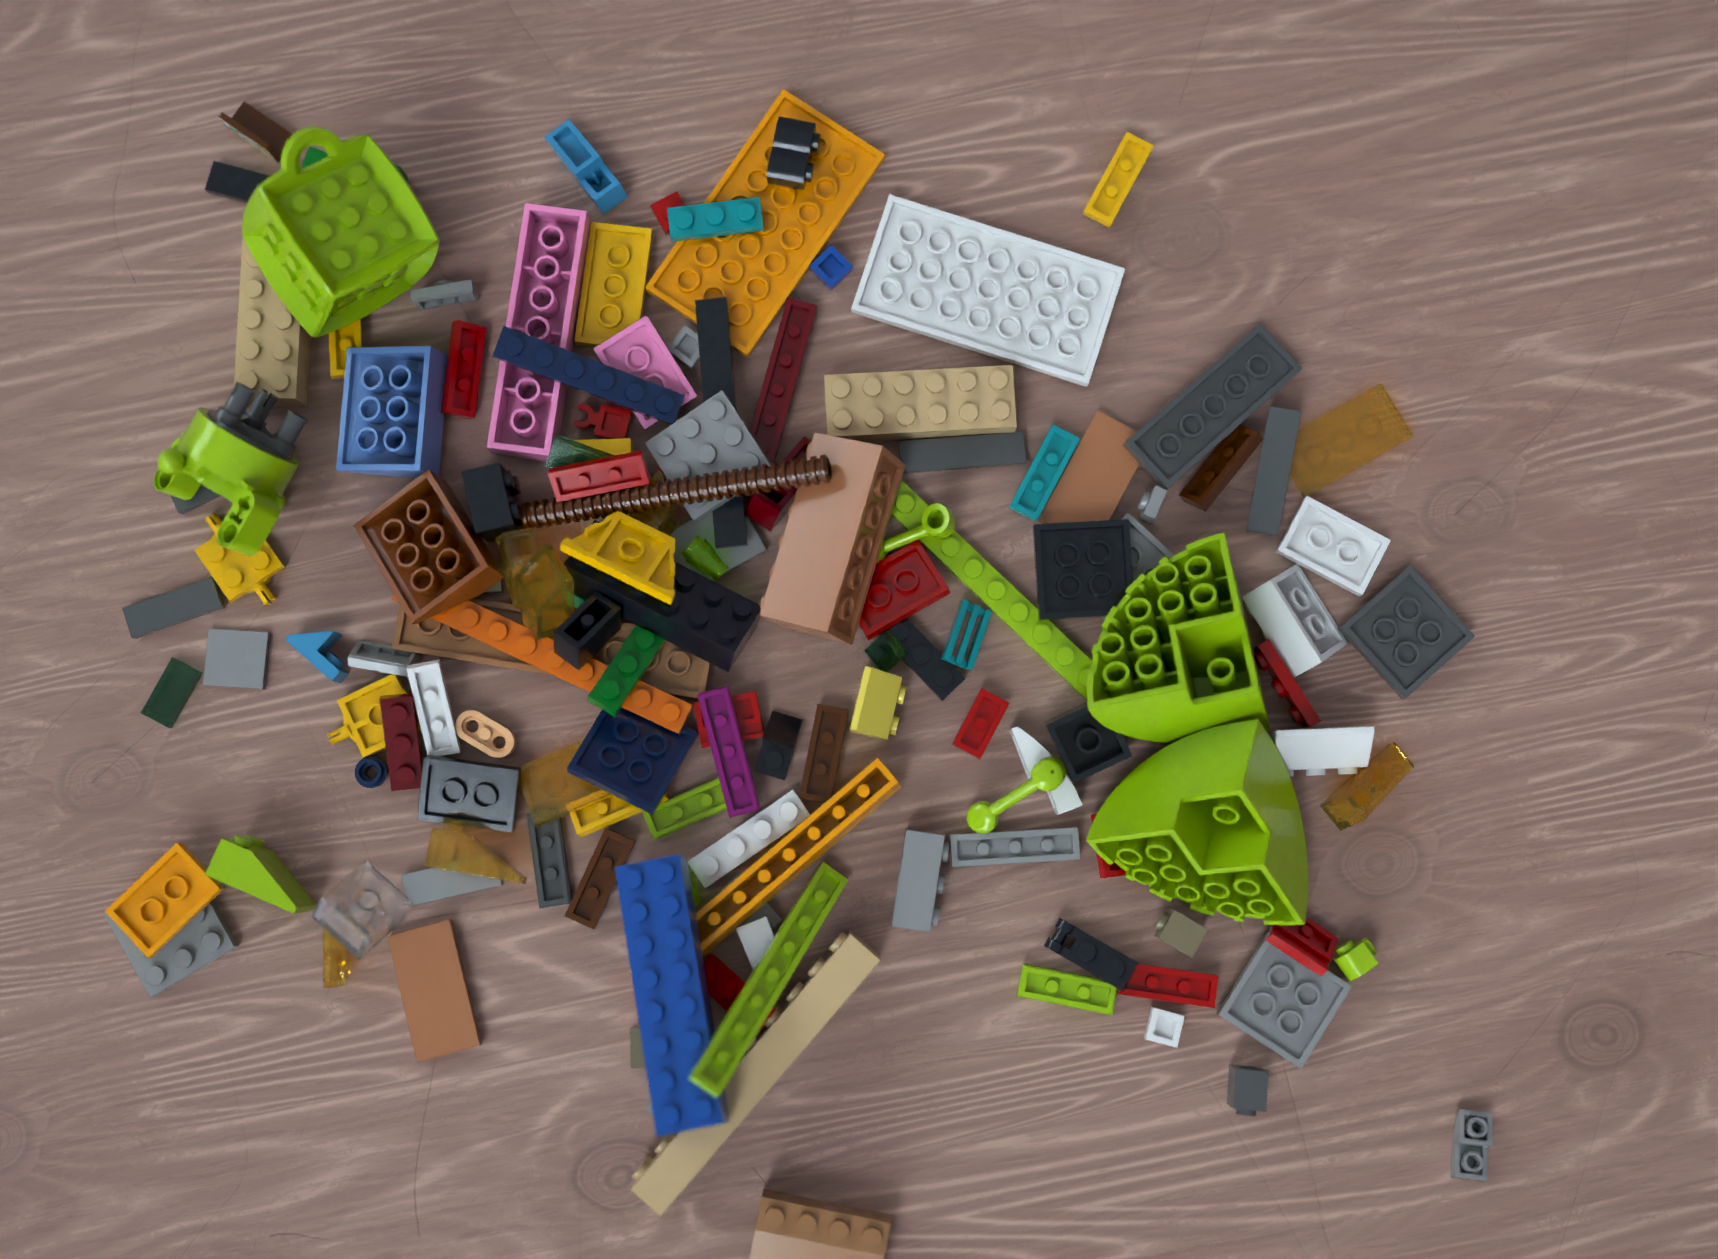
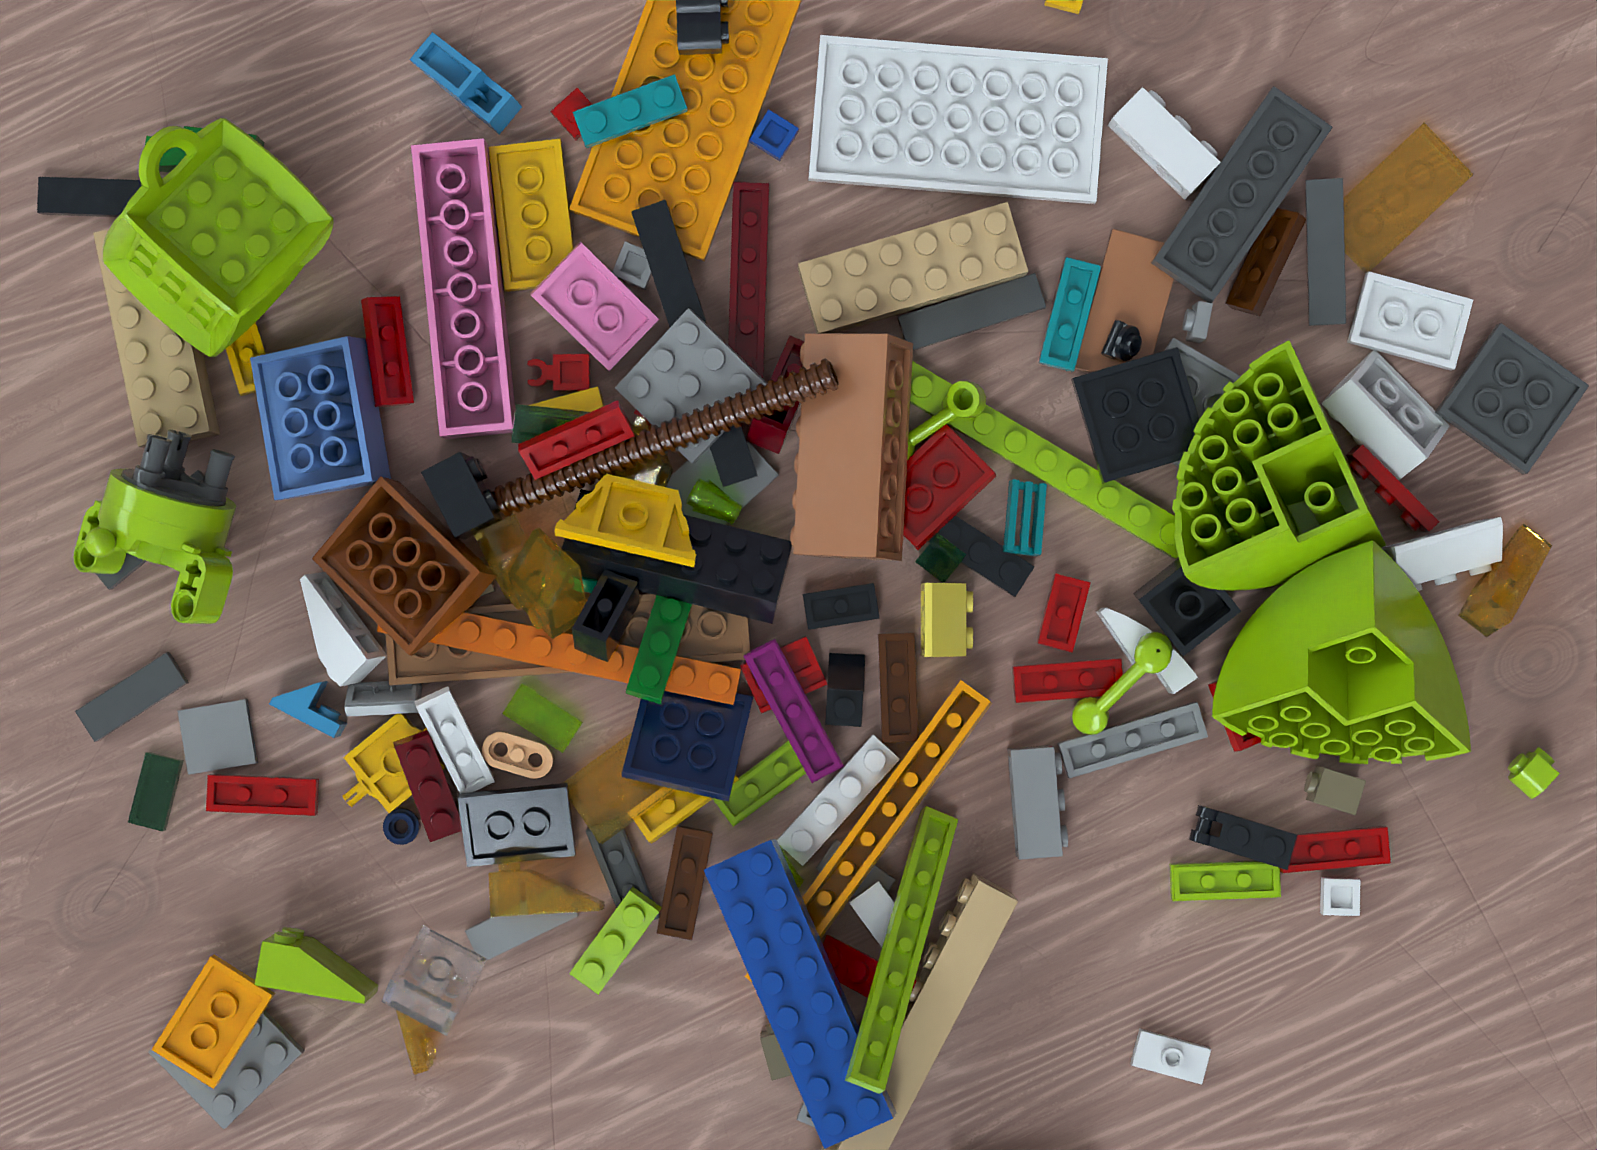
camera: 20 degrees left, 5 degrees up
(237, 572) = (190, 643): yellow plate -> none
(258, 130) = (81, 129): reddish brown panel -> none
(260, 716) = (262, 794): none -> red plate
(360, 593) = (338, 632): none -> white slope
(434, 990) = (533, 1047): nougat tile -> none
(444, 294) = (343, 268): light grey plate -> none
(515, 708) = (542, 717): none -> clear neon green plate
(527, 913) = (615, 940): none -> lime plate
(587, 375) = (533, 328): dark blue plate -> none
(791, 673) = (841, 606): none -> black plate
(968, 781) = (1065, 680): none -> red plate
(984, 1133) = (1170, 1056): none -> white plate
(1084, 505) = (1122, 342): none -> black plate
(1157, 348) = (1164, 142): none -> white brick
(1247, 1089) = (1445, 941): dark grey brick -> none
(1283, 1002) = (1464, 836): light grey plate -> none
(1305, 943) = (1479, 771): red plate -> none

